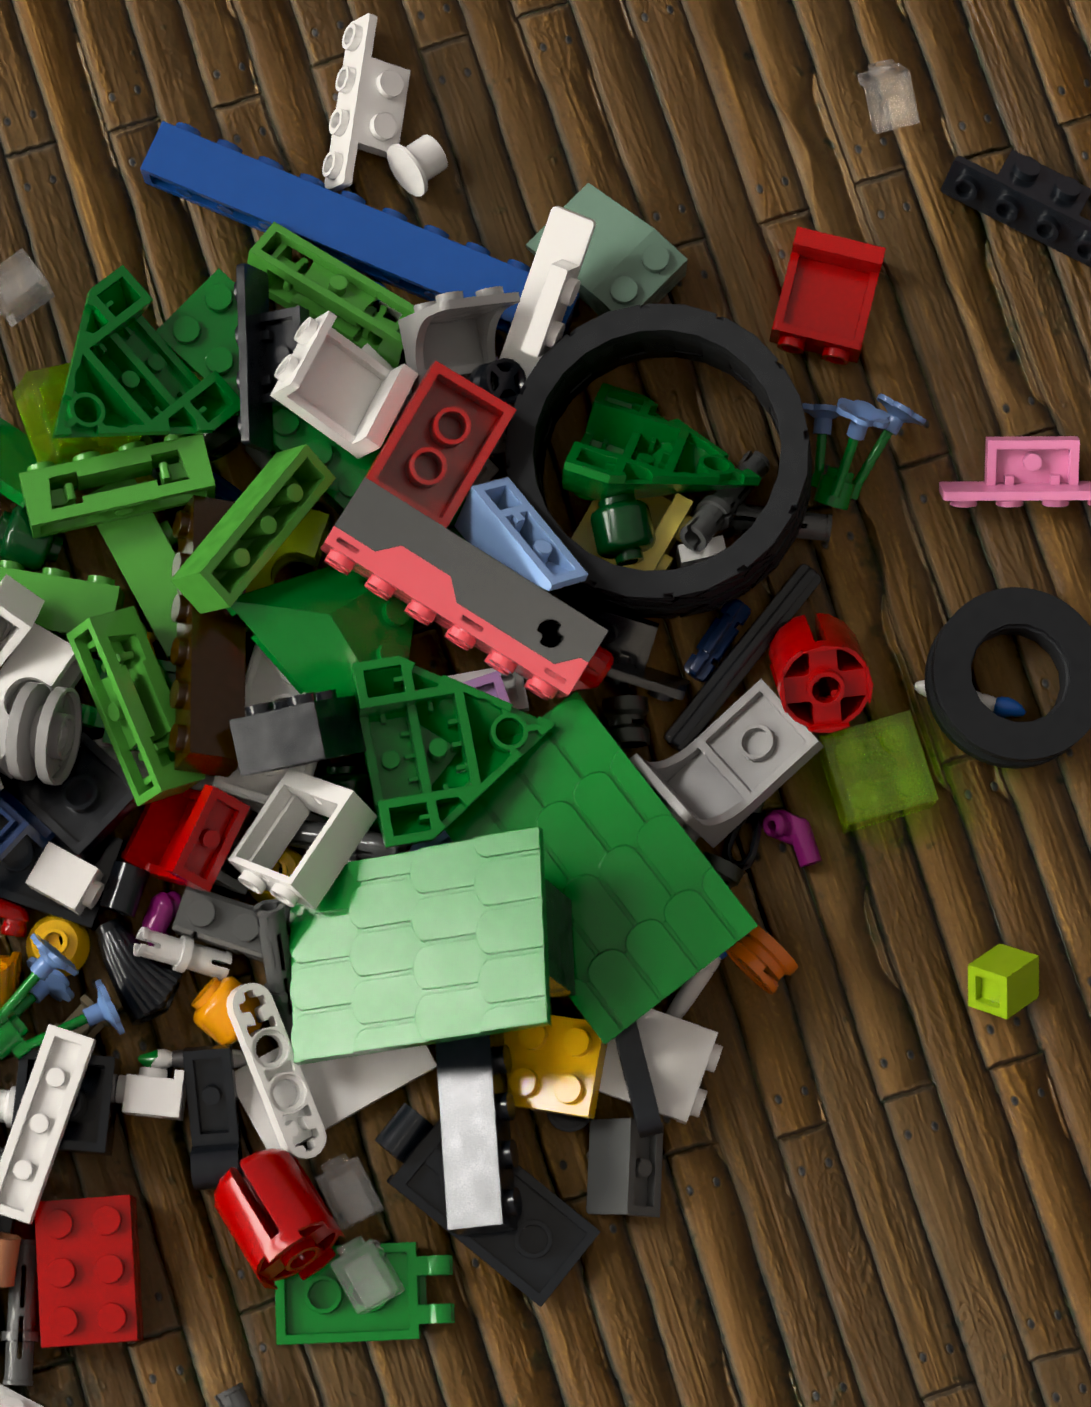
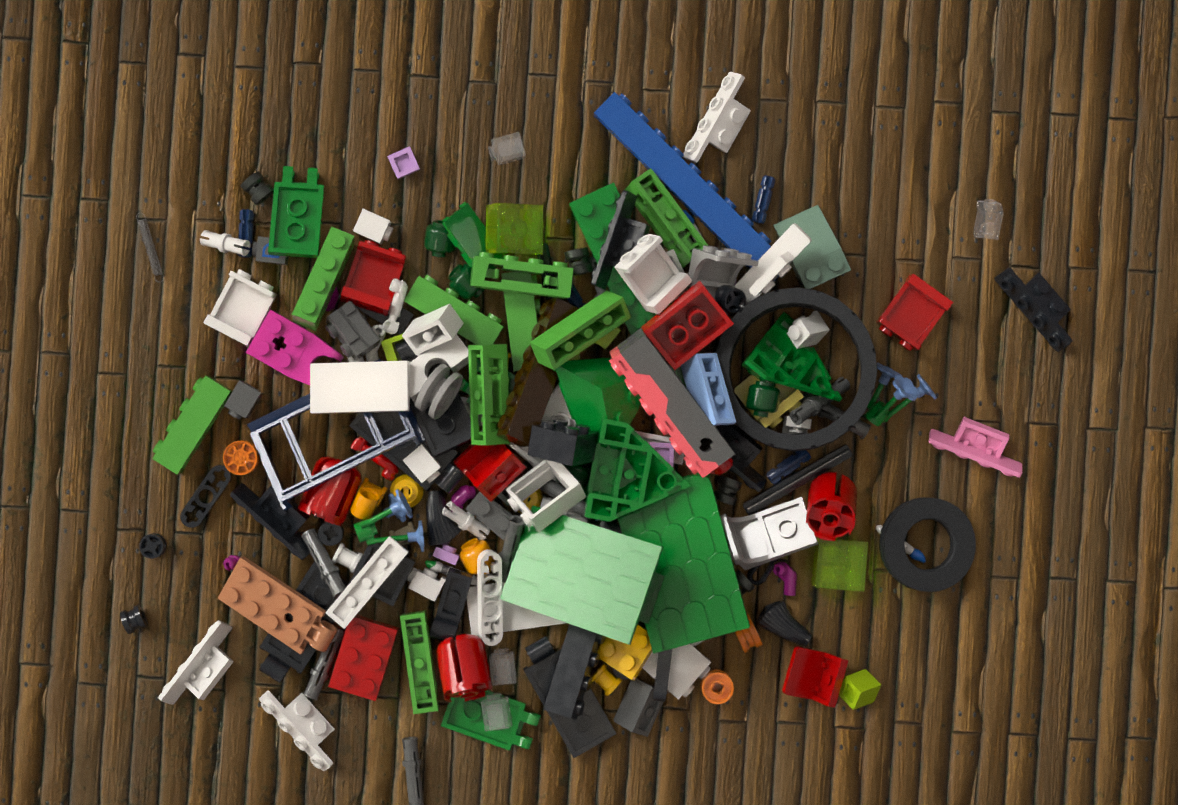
camera: 20 degrees right, 10 degrees up
(130, 378) = (549, 227): green wedge -> none
(170, 1027) = (446, 553): none -> lavender plate
(193, 1239) = (419, 662): none -> bright green brick
(417, 163) = (735, 162): white piece -> none
(491, 208) = (763, 199): none -> dark blue axle
(543, 1142) = (605, 679): none -> yellow bush
(645, 389) = (807, 330): none -> white brick
(746, 1073) = (717, 686): none -> orange wheel
(814, 917) = (781, 623): none -> black piece
(914, 985) = (815, 676): none -> red bracket

